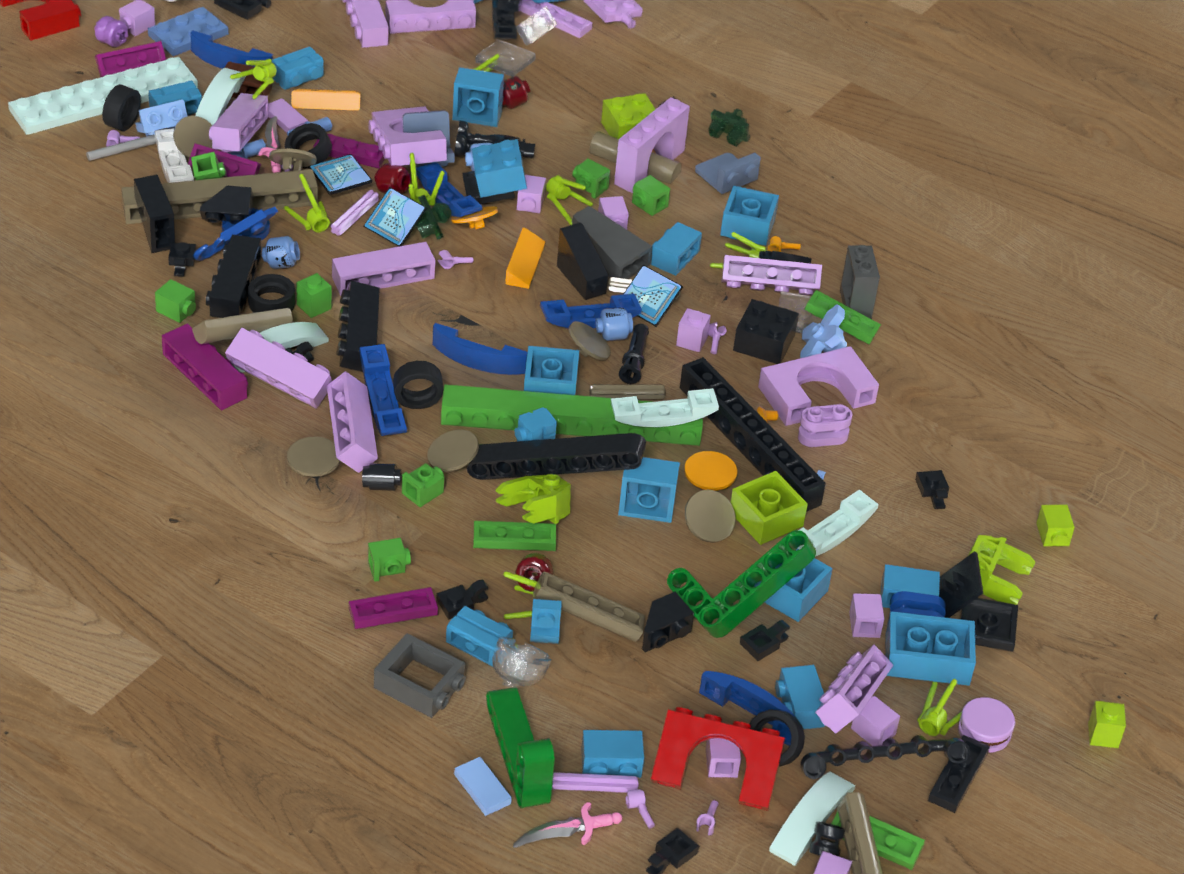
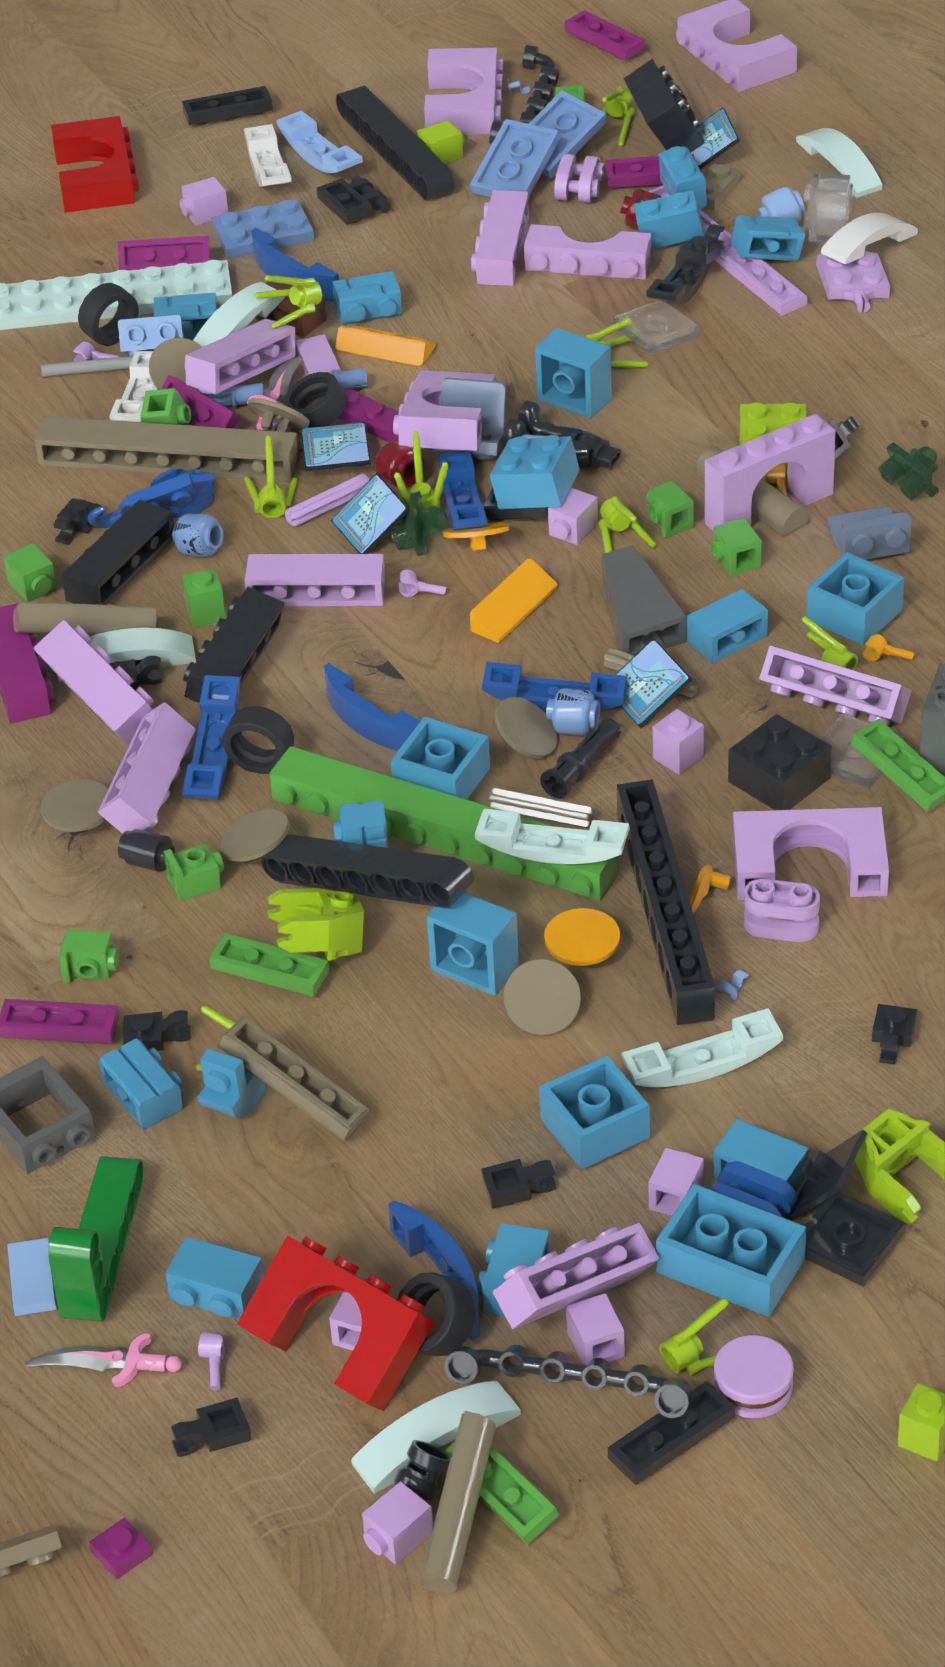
camera: 30 degrees right, 0 degrees up
(111, 31) = (160, 214): medium lavender piece -> none
(155, 213) = (60, 454): black slope -> none
(229, 204) = (159, 460): black slope -> none
(267, 284) = (154, 573): black tyre -> none
(515, 92) = (633, 374): dark red head -> none
(519, 663) = (162, 1129): clear cylinder -> none
(536, 25) = (722, 289): clear plate -> none
(539, 563) = (264, 1010): dark red head -> none
(581, 262) = (576, 618): black slope -> none
(594, 782) = (172, 1310): lavender axle -> none
(614, 209) = (669, 561): lavender brick -> none
(667, 621) = (391, 1124): black slope -> none
(708, 818) = (290, 1400): lavender hand -> none
(715, 334) = (709, 758): lavender hand -> none
(743, 586) = (478, 1125): green beam -> none
(768, 507) = (625, 1004): lime brick -> none
(776, 255) = (866, 667): black tile -> none
(824, 335) = (855, 784): light blue plant -> none

